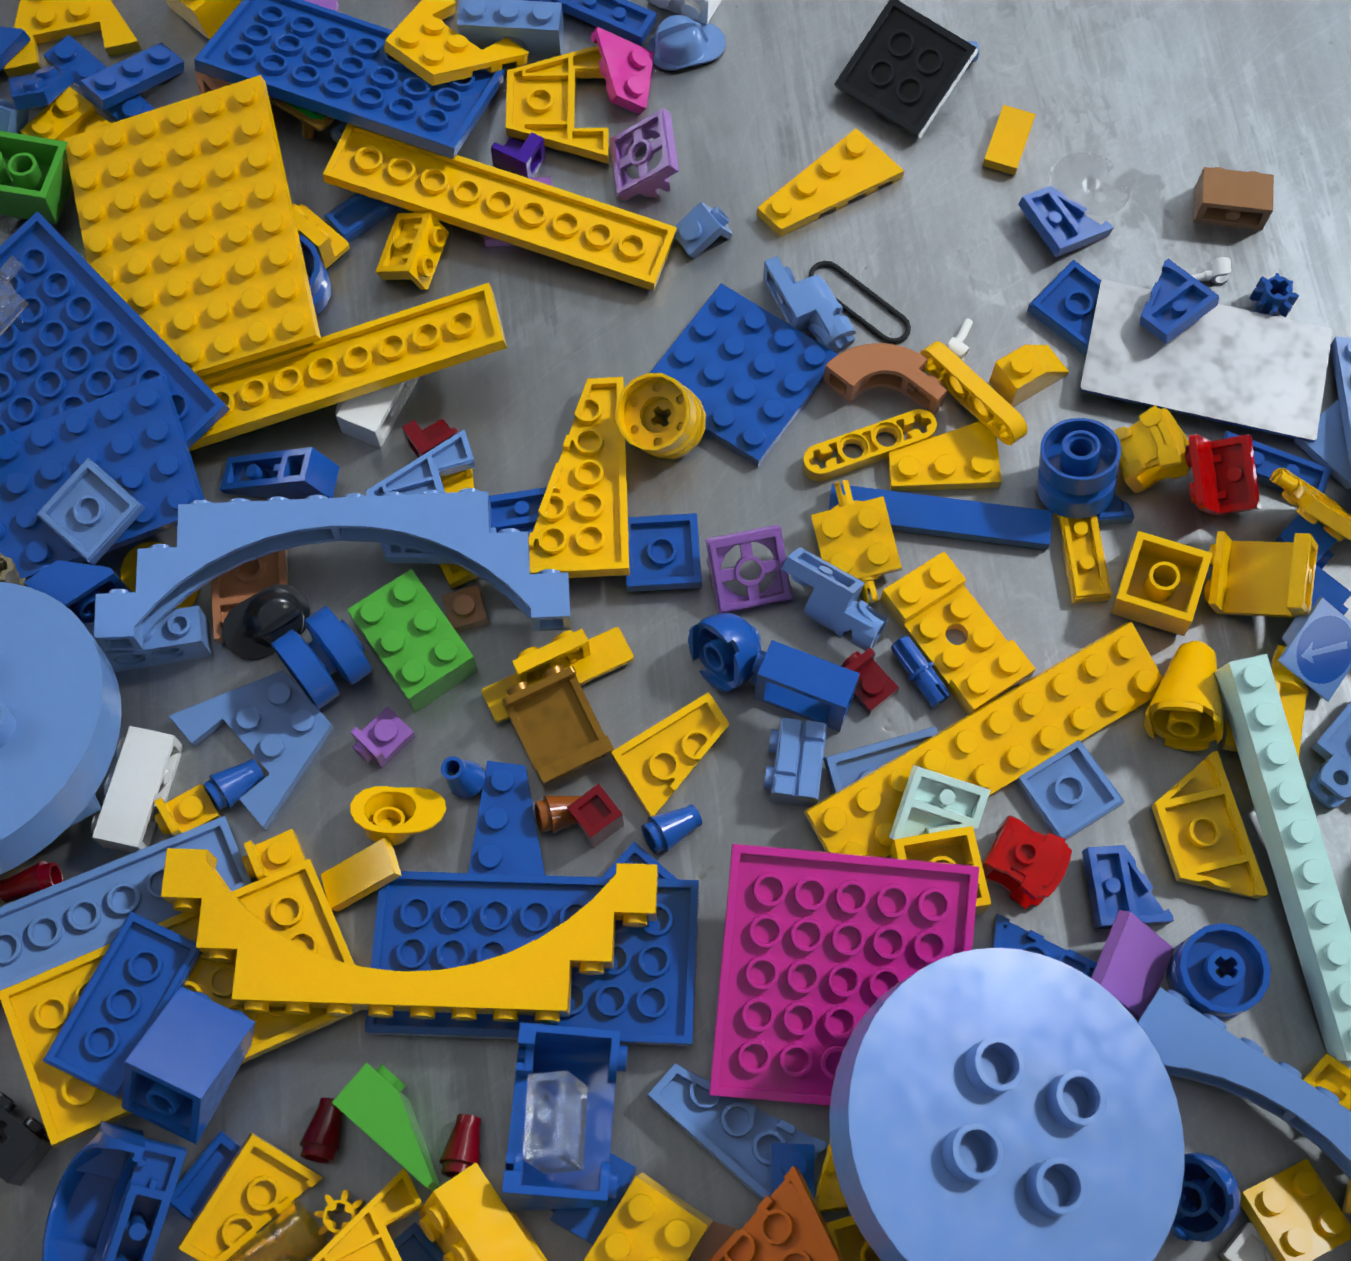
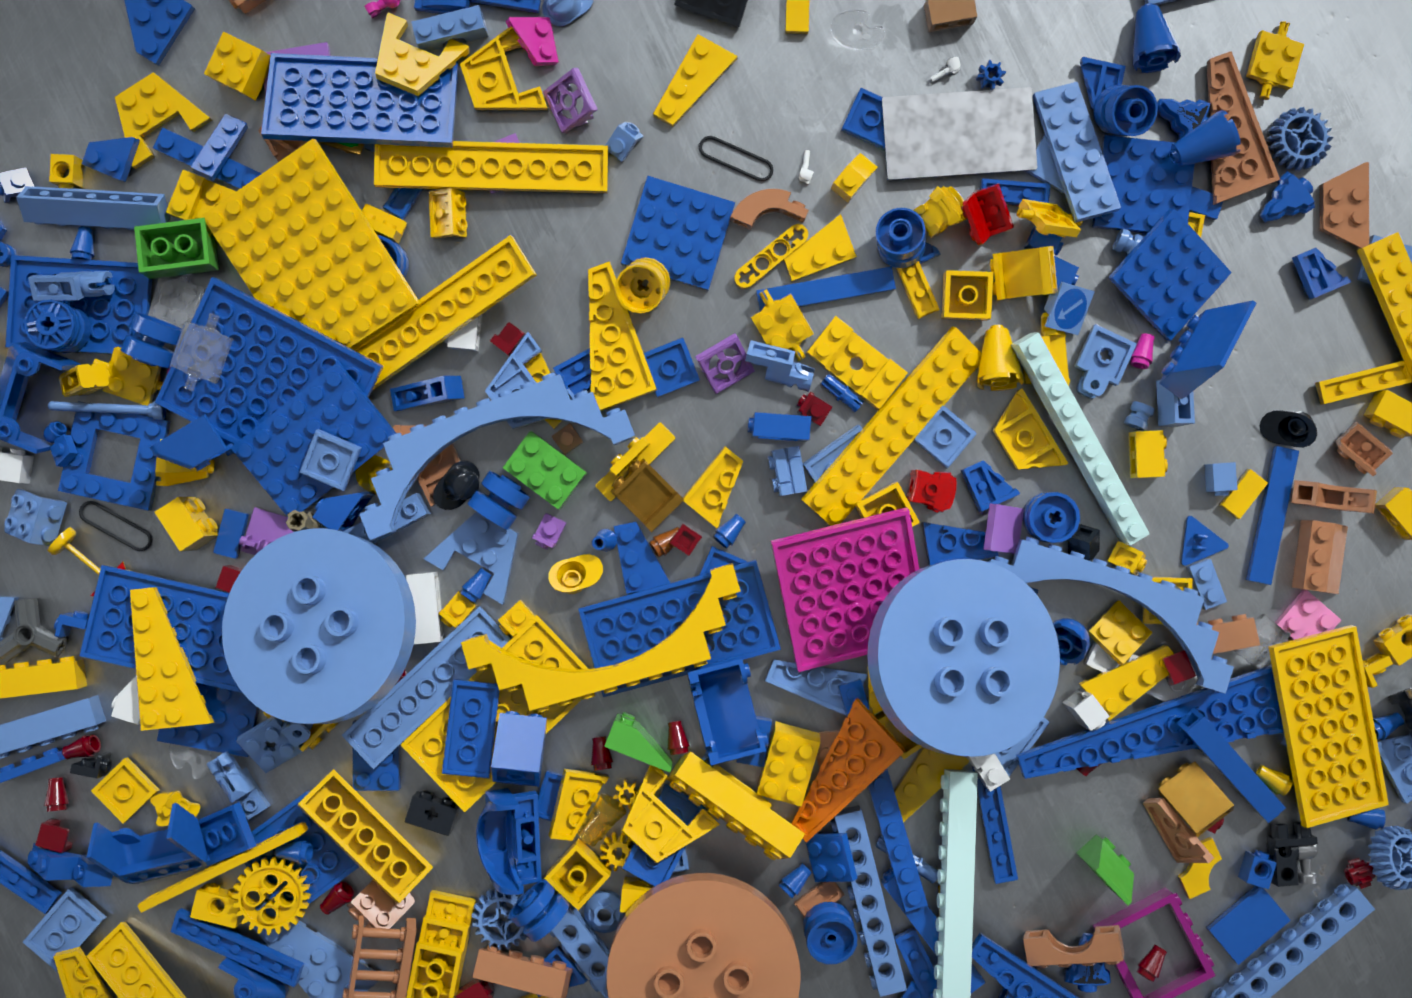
camera: 20 degrees left, 20 degrees up
(39, 88) = (163, 178): blue wing -> none
(360, 874) = (568, 614): yellow tile -> none
(519, 157) = (490, 124): dark purple panel -> none
(555, 1122) = (724, 716): clear brick -> none
(726, 649) = (729, 417): blue cylinder -> none
(809, 305) = (707, 174): medium blue plate -> none
(937, 804) = (875, 473): light aqua wing -> none
(974, 393) = (824, 204): yellow beam -> none
(1061, 221) = (846, 61): blue wing -> none
(1176, 303) = (932, 103): blue wing -> none
(1270, 1030) = (1085, 541): none -> black panel

